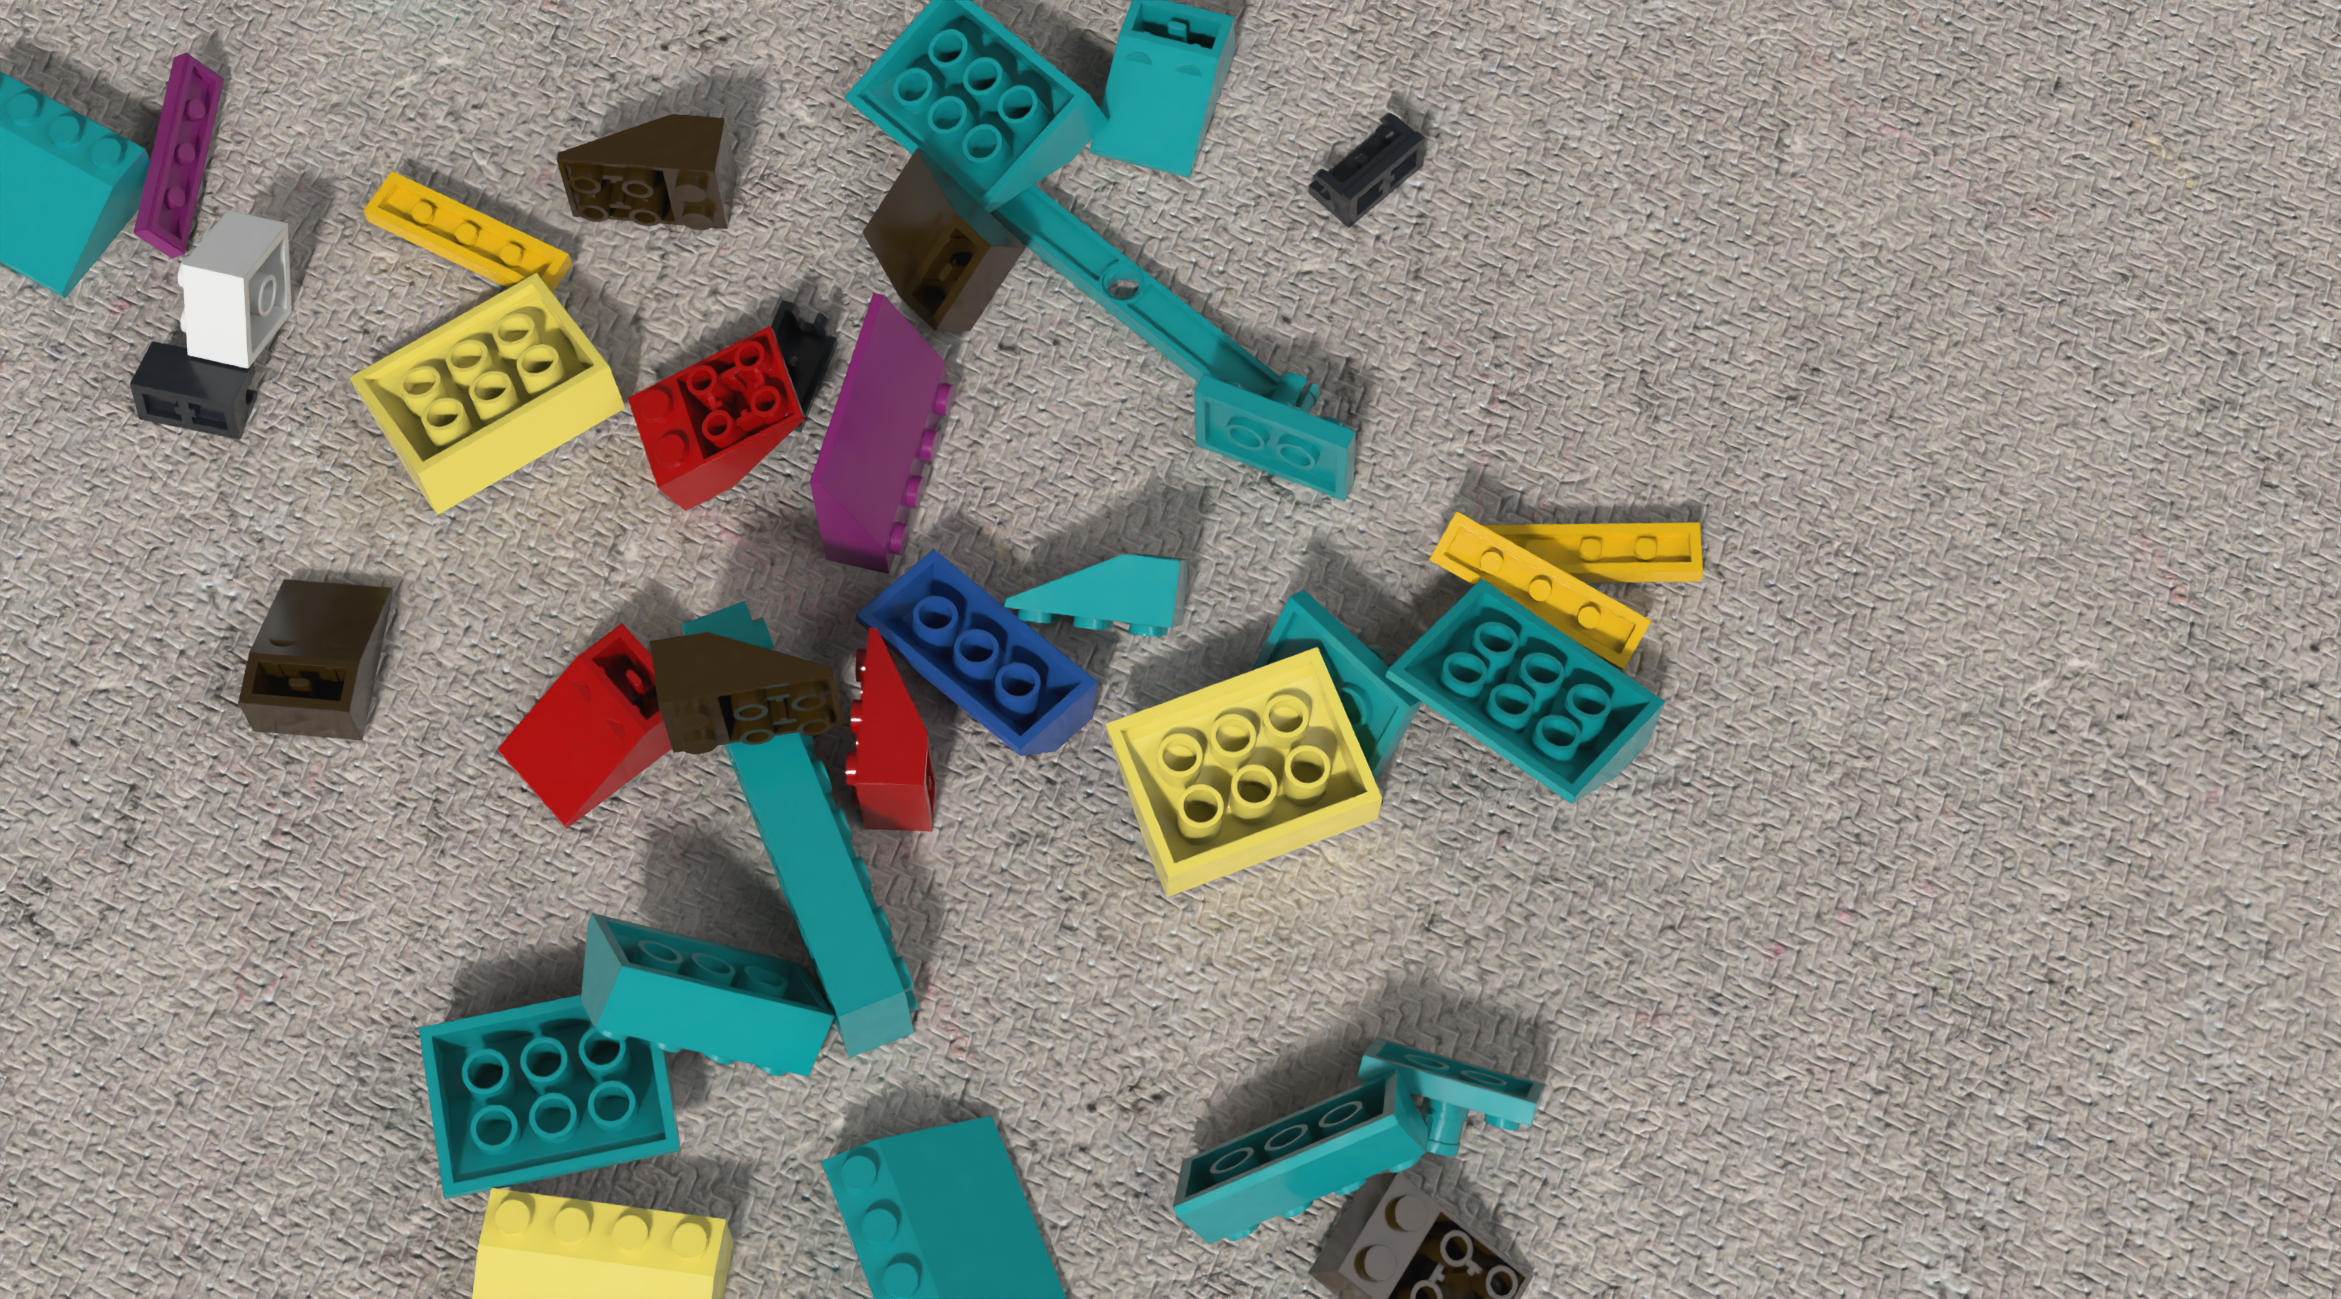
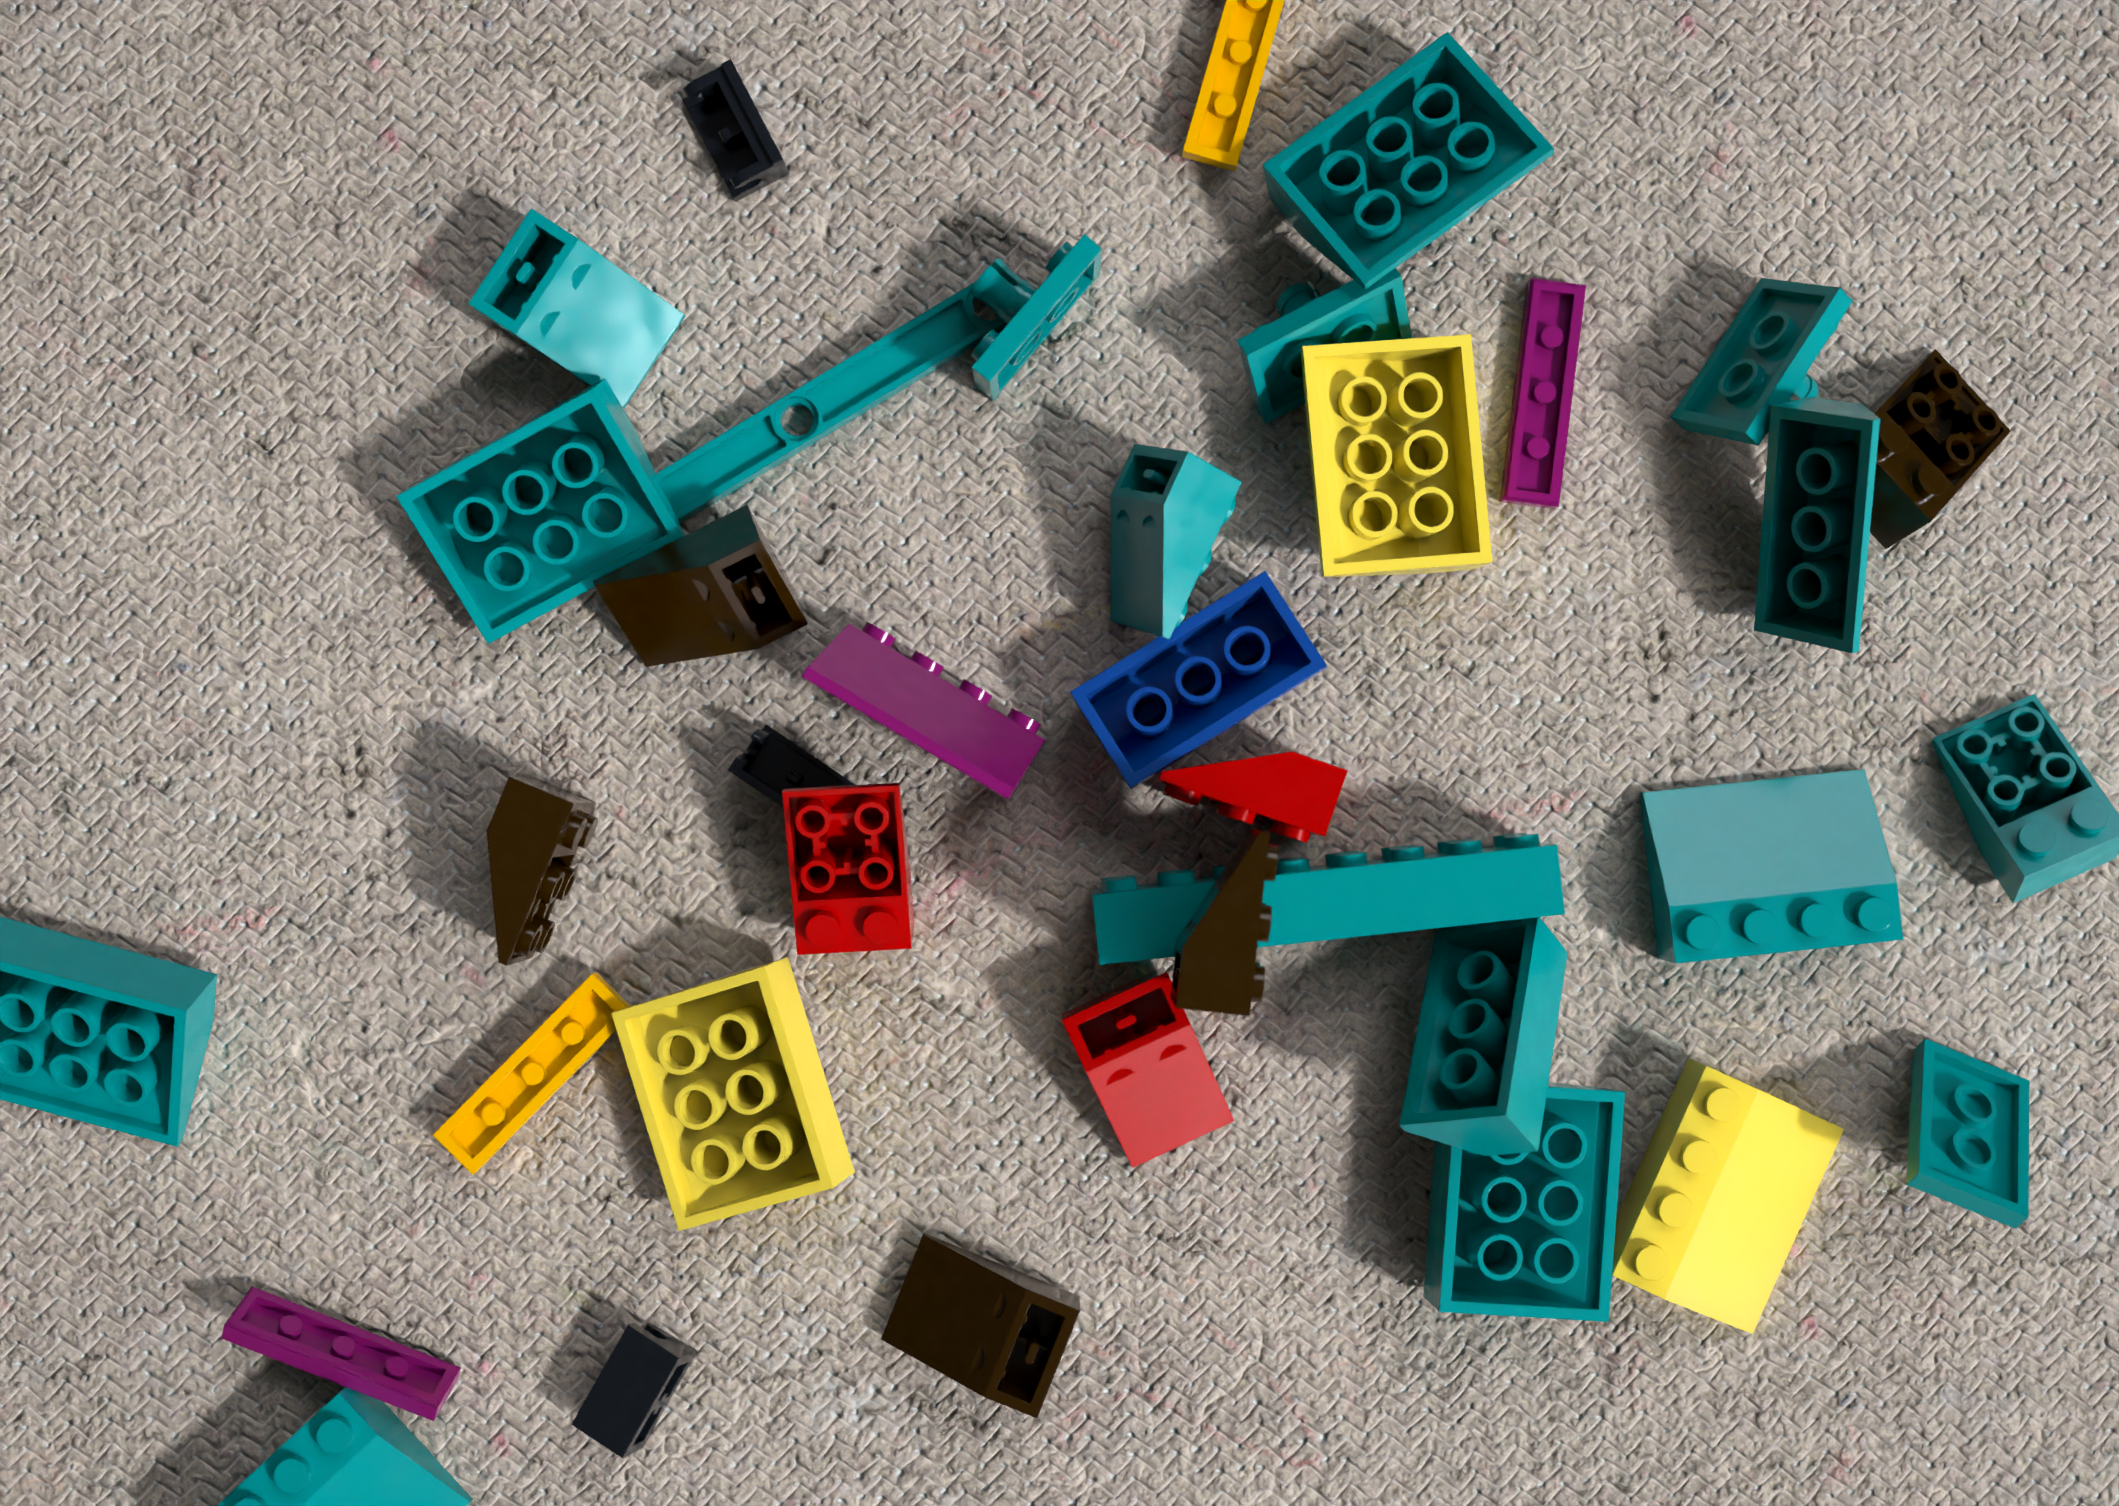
camera: 80 degrees left, 25 degrees up
(236, 289) = (546, 1330): white brick -> none
(1360, 913) = (1542, 393): none -> magenta tile
(1547, 591) = (1277, 114): yellow plate -> none

